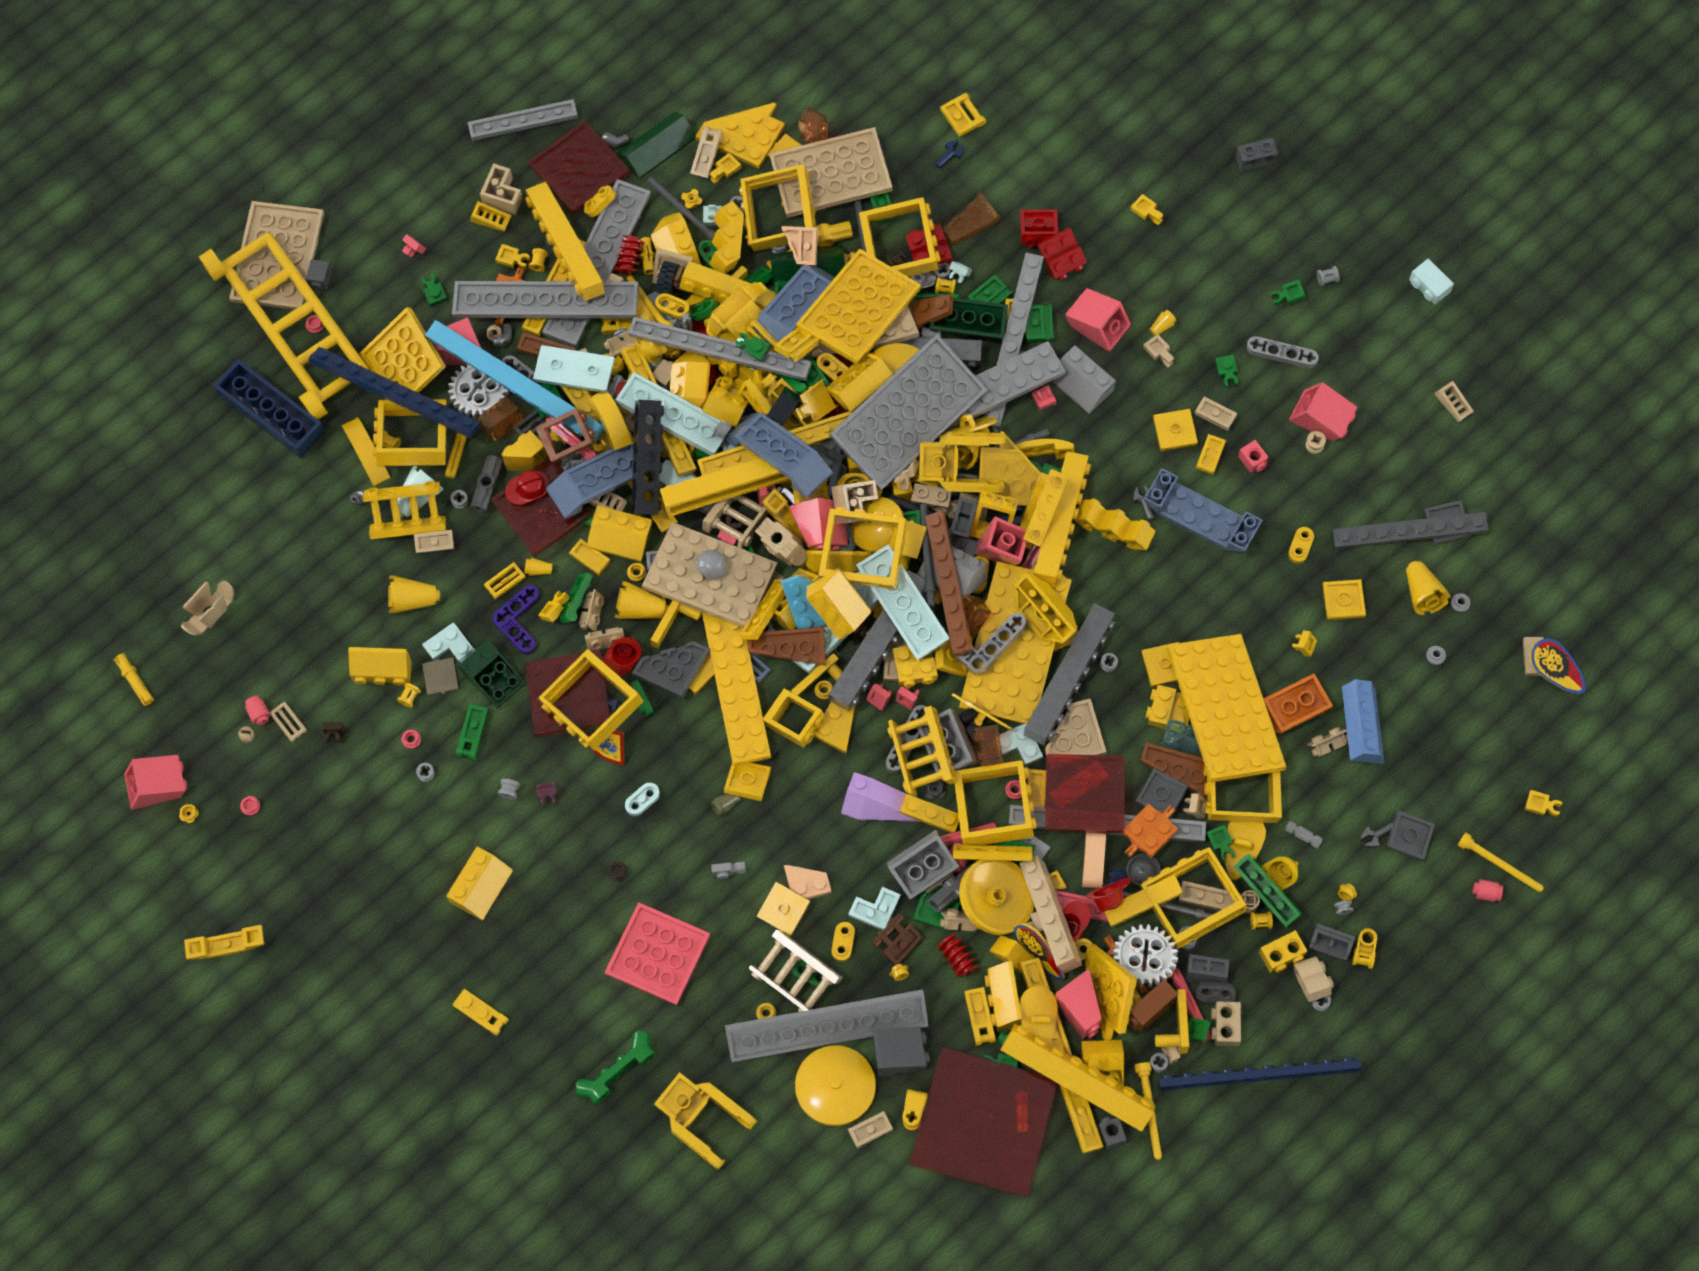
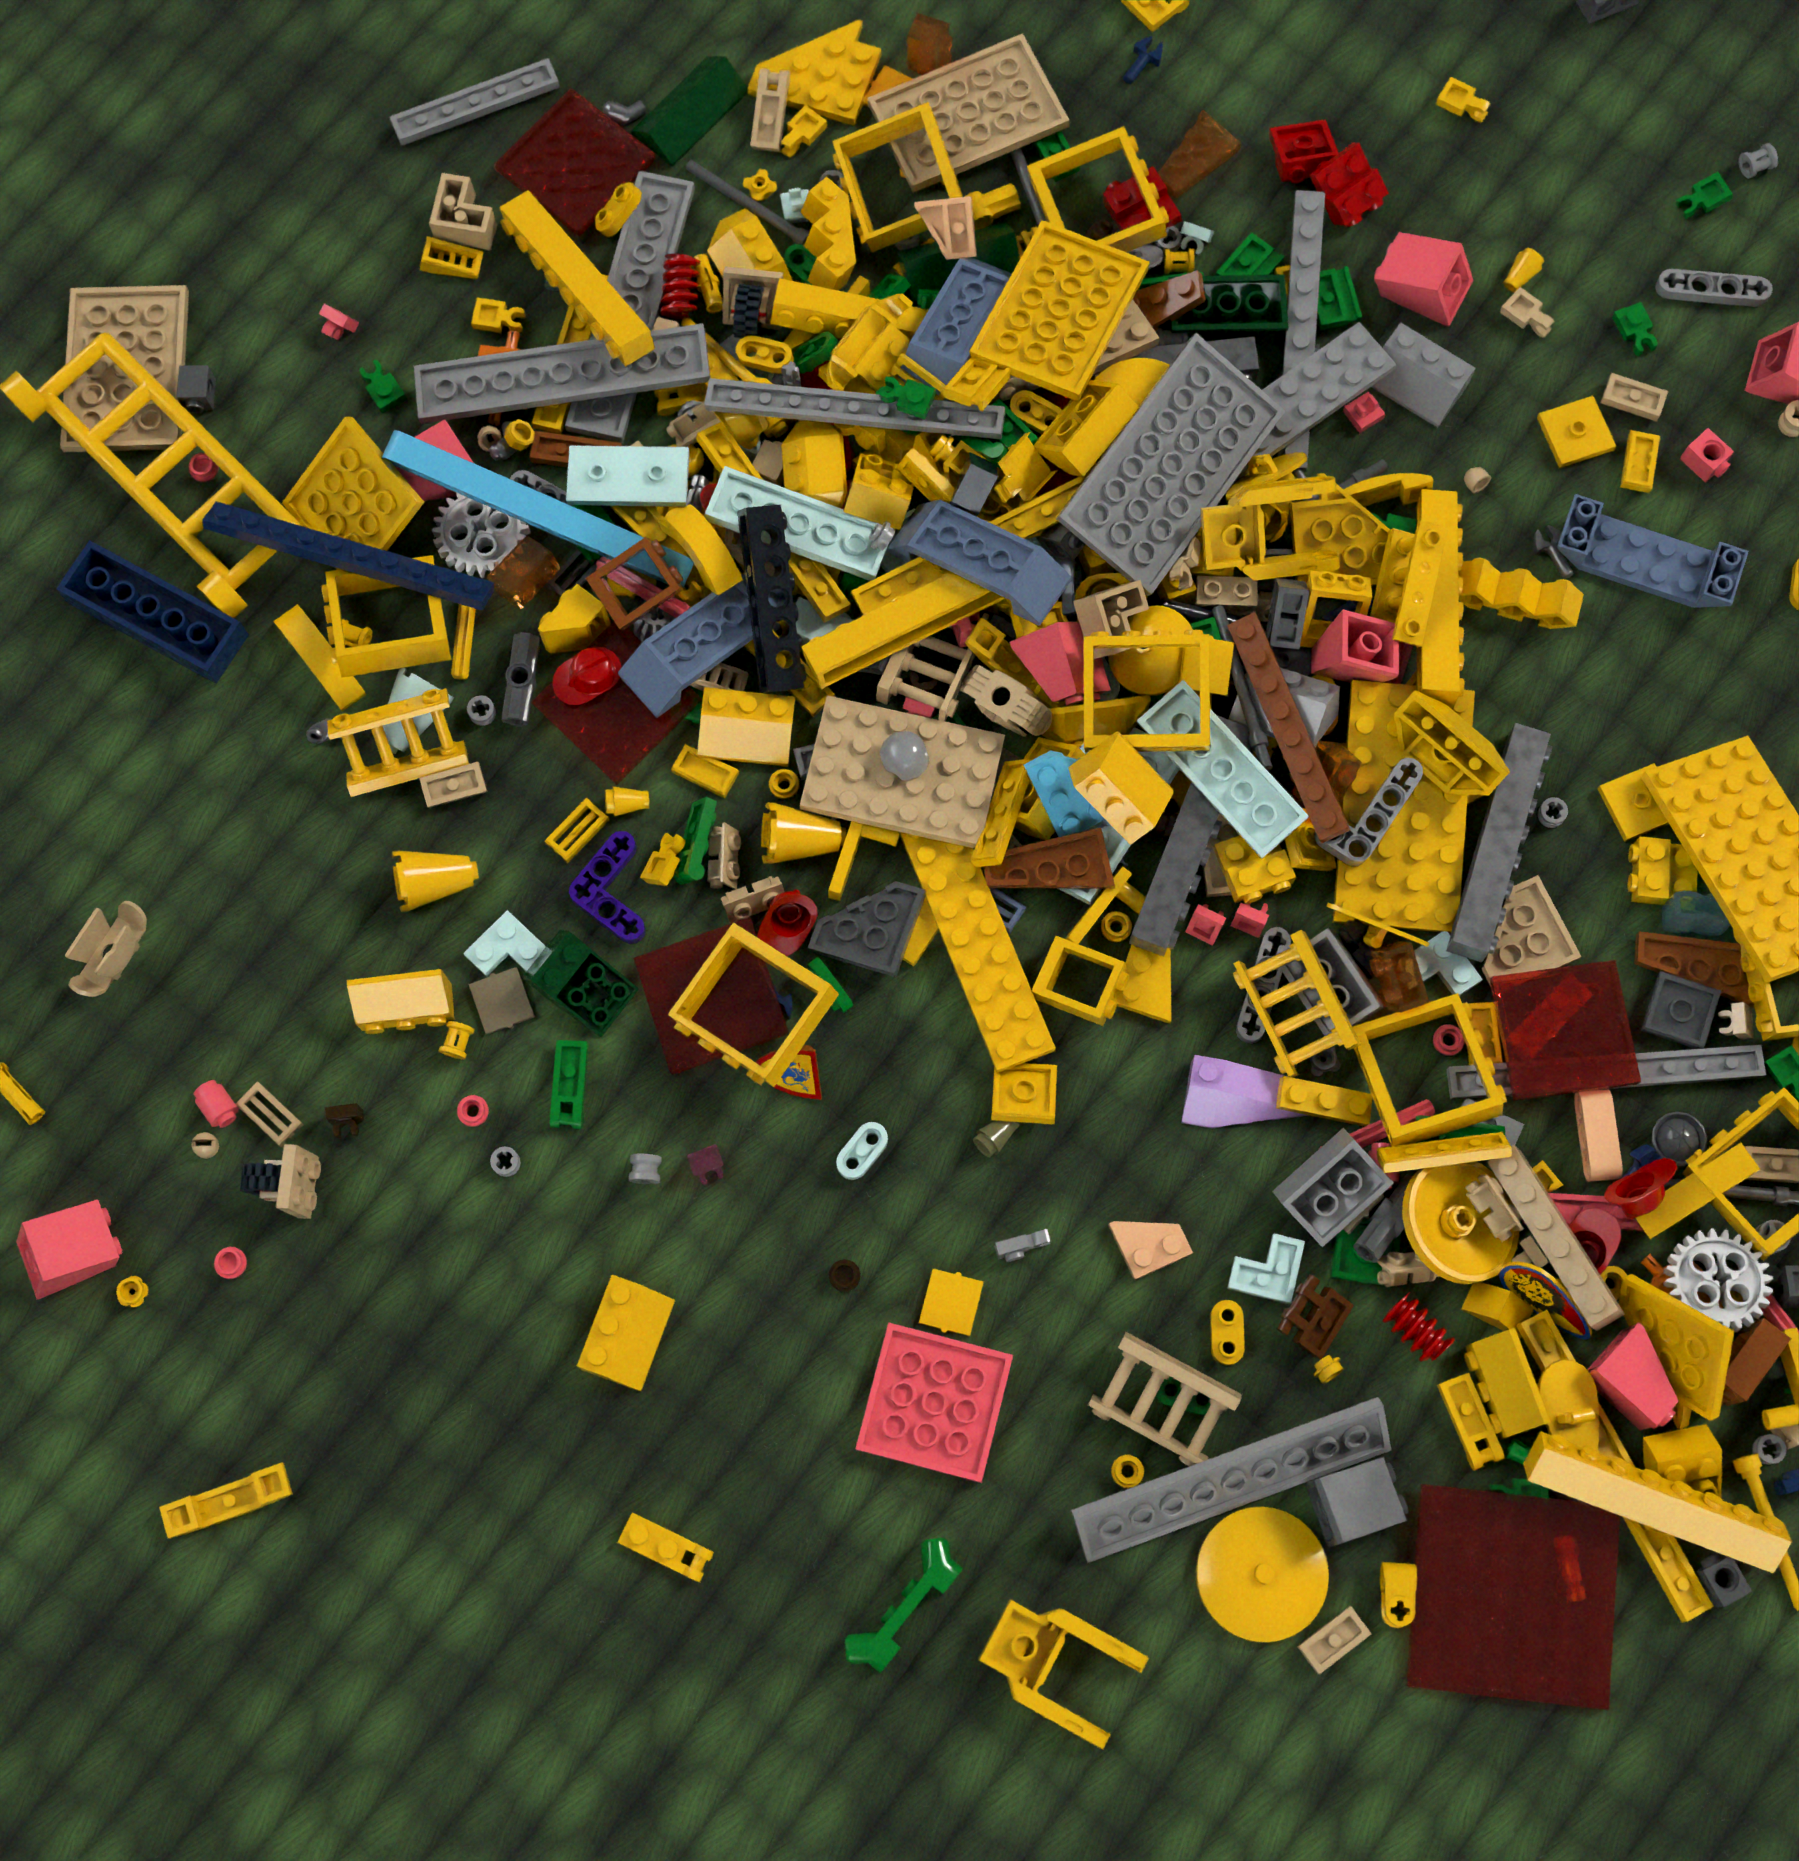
camera: 10 degrees left, 5 degrees up
(291, 761) = (285, 1181): none -> tan plate
(512, 333) = (519, 435): none -> yellow tile
(538, 260) = (538, 314): yellow bush -> none
(679, 898) = (951, 1302): none -> yellow piece
(783, 908) = (1123, 1294): yellow plate -> none
(1015, 883) = (1489, 1196): none -> tan hinge
(1105, 450) = (1476, 479): none -> tan hinge
(1150, 830) = (1679, 1074): orange plate -> none

